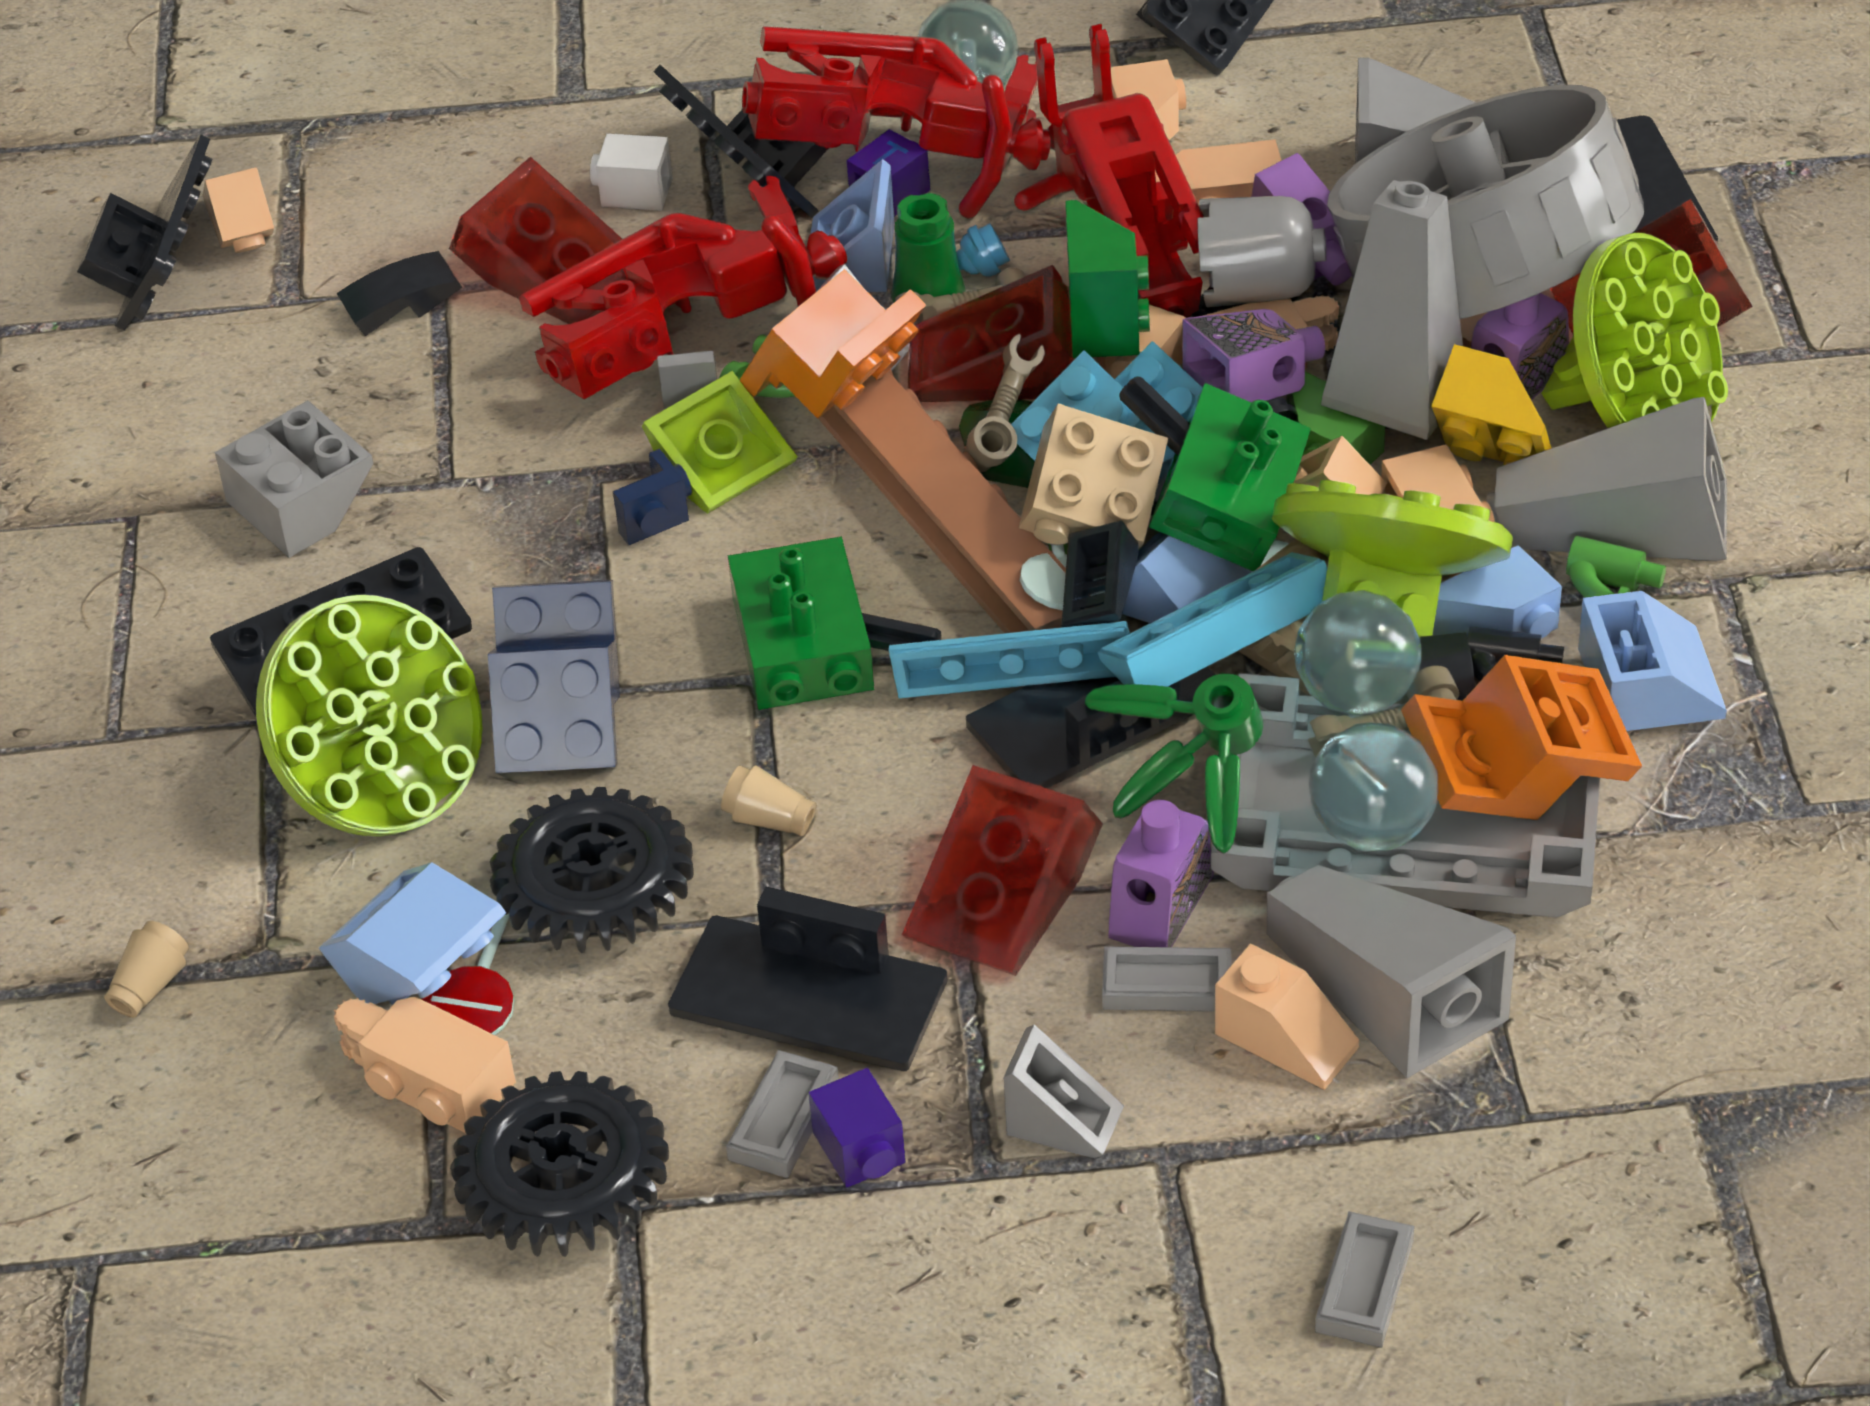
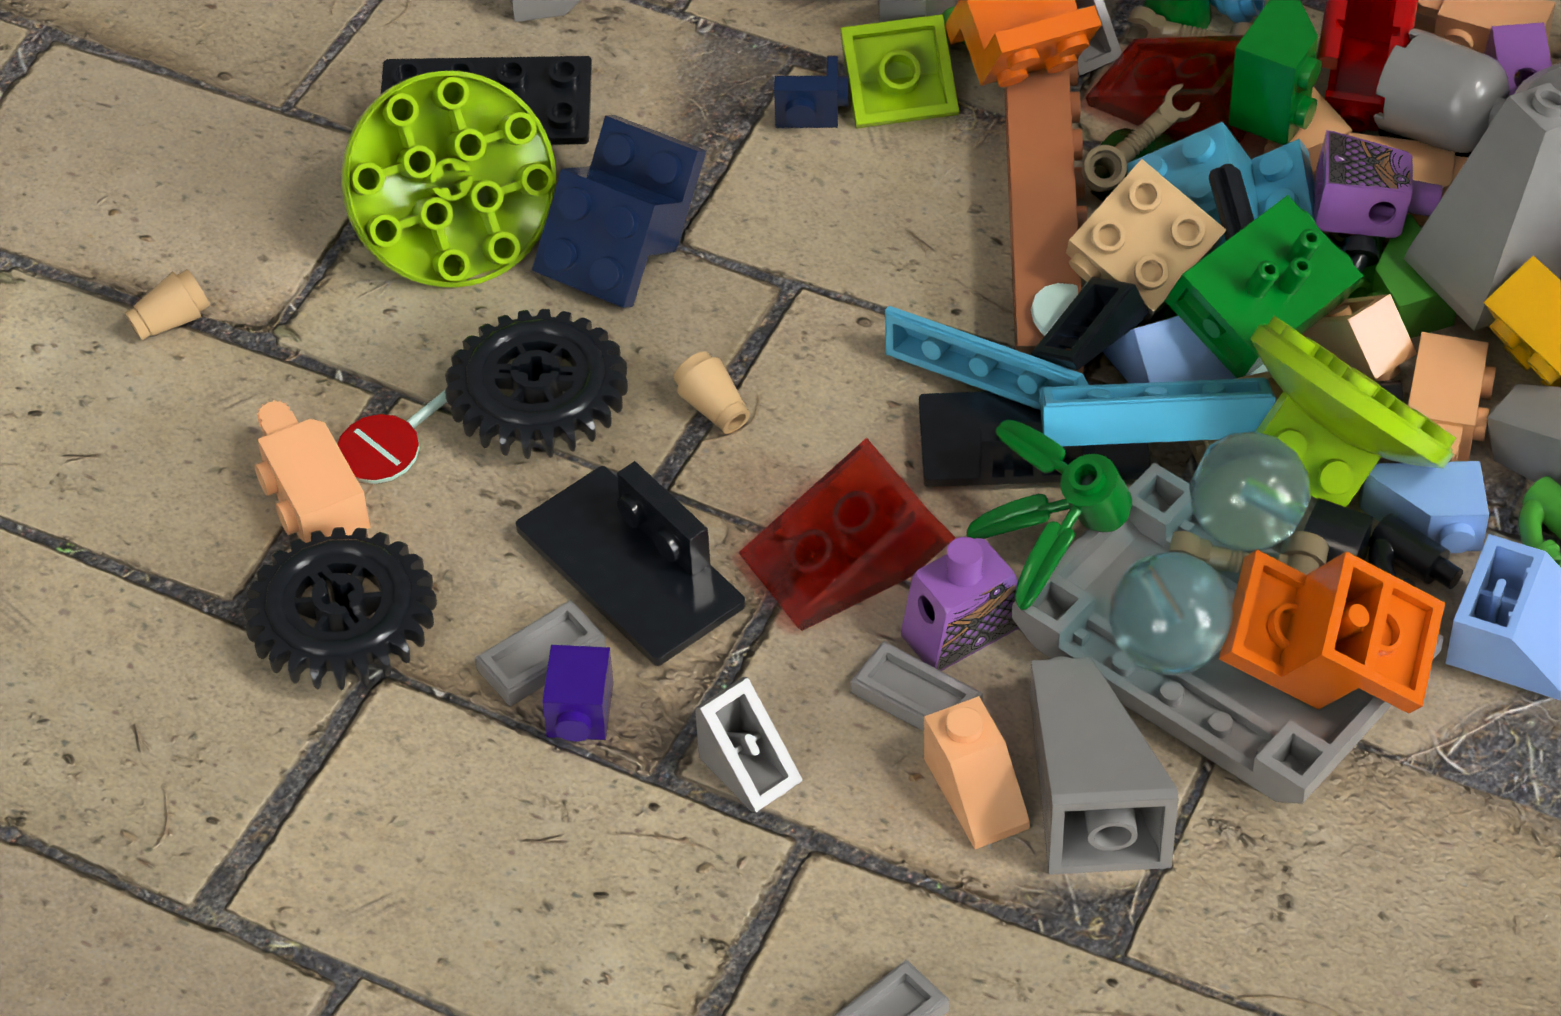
camera: 30 degrees right, 5 degrees up
(411, 935) = (358, 371): light blue slope -> none
(807, 624) = (853, 258): green piece -> none

